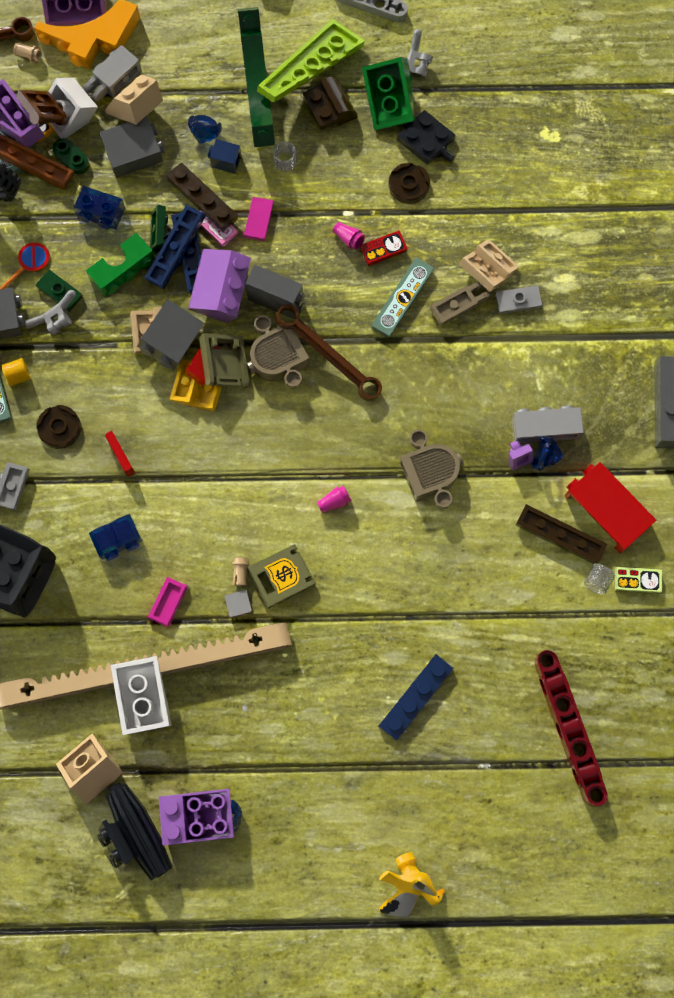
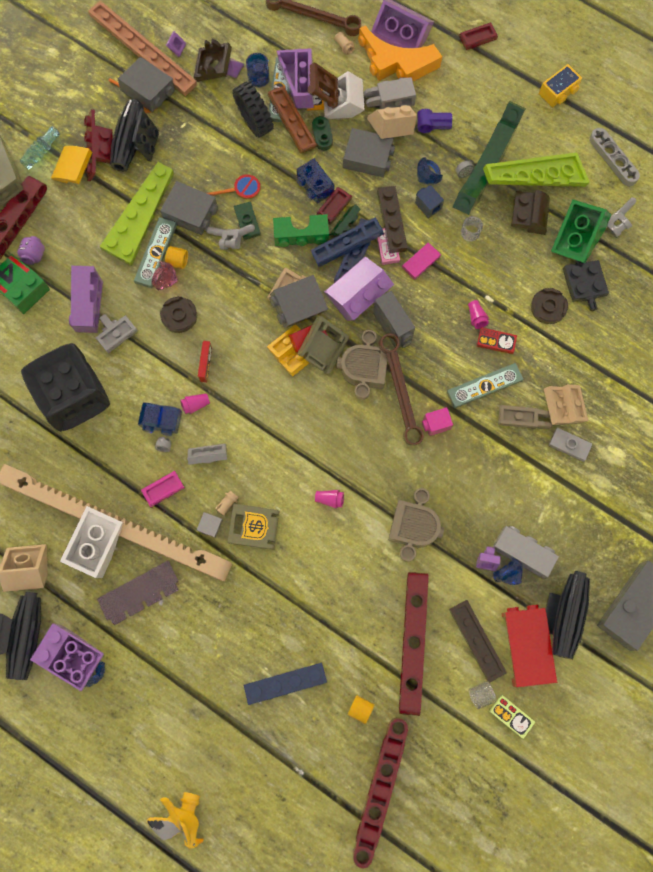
camera: 35 degrees right, 0 degrees up
(18, 398) = (167, 277): none -> clear pink piece
(134, 218) = (335, 204): none -> dark red tile
(137, 560) = (163, 445): none -> light grey hinge
(138, 500) = (193, 403): none -> dark pink cone
(170, 76) = (428, 120): none -> dark purple piece
(187, 539) = (207, 454): none -> light grey plate
(213, 716) = (134, 592): none -> windscreen
(237, 103) = (464, 169): none -> light grey tile
(383, 360) = (437, 421): none -> dark pink brick
(501, 669) = (361, 709): none -> yellow piece
(515, 591) = (413, 659): none -> dark red beam
(624, 452) = (568, 615): none -> black plate

